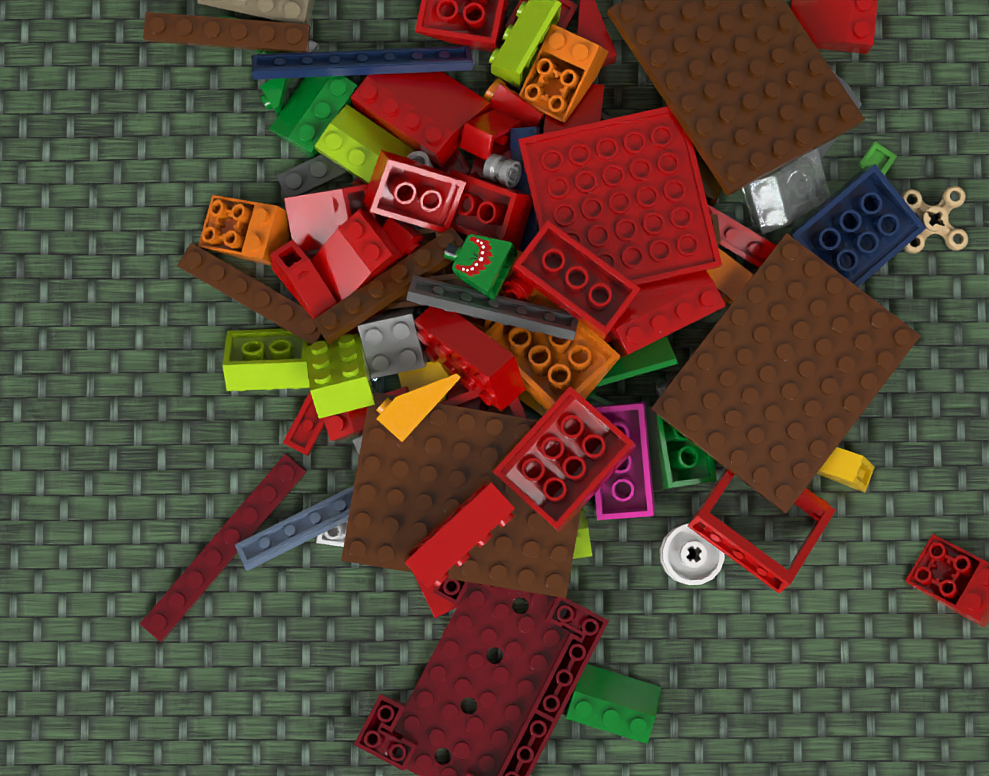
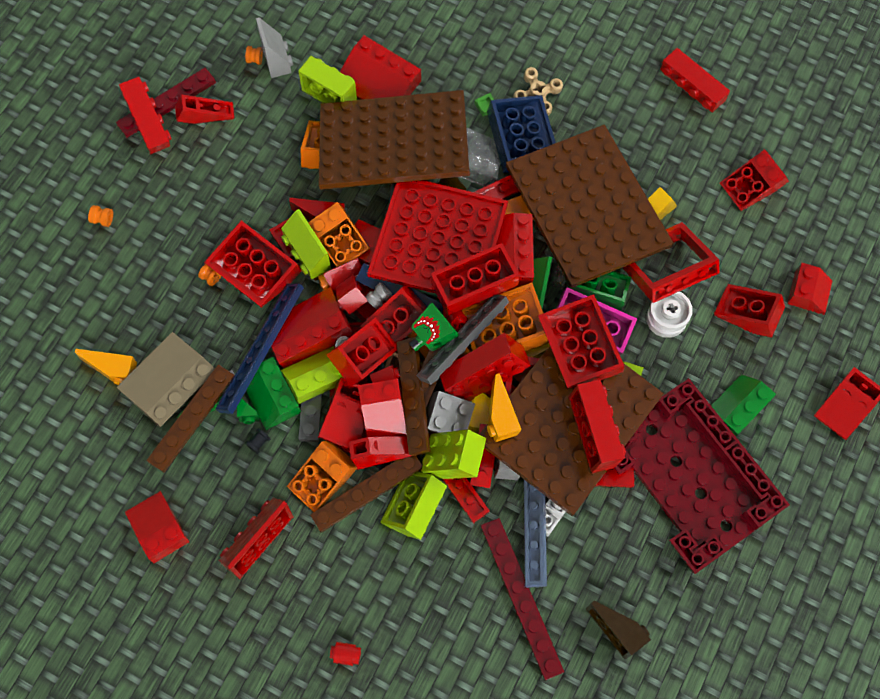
camera: 65 degrees left, 15 degrees down
(49, 375) = (345, 654): none -> red brick
(81, 71) = (156, 527): none -> red slope
(124, 194) = (256, 537): none -> red slope
(238, 687) = (622, 631): none -> dark brown slope
(247, 128) = (258, 441): none -> black bush
(758, 658) = (751, 309): none -> red slope
(833, 726) = (810, 288): none -> red slope

